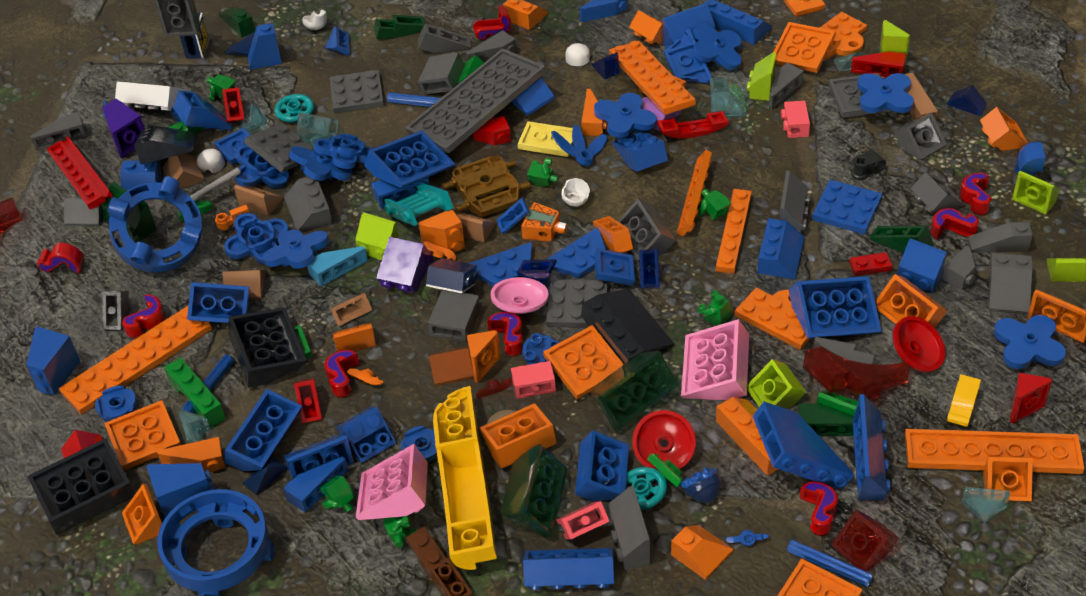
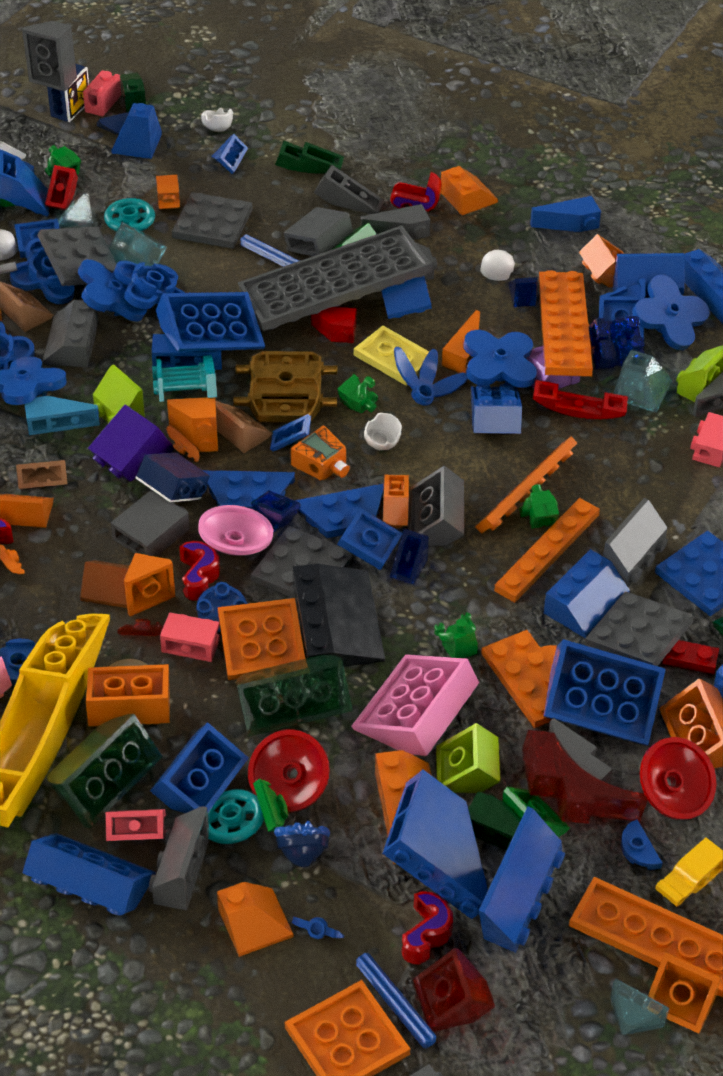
camera: 20 degrees right, 0 degrees up
(217, 26) = (102, 93): none -> coral brick
(313, 82) = (168, 192): none -> orange brick
(695, 75) = (614, 340): none -> clear blue hips
(829, 258) = (639, 629): none -> dark grey plate
(918, 399) = (638, 848): none -> blue plate

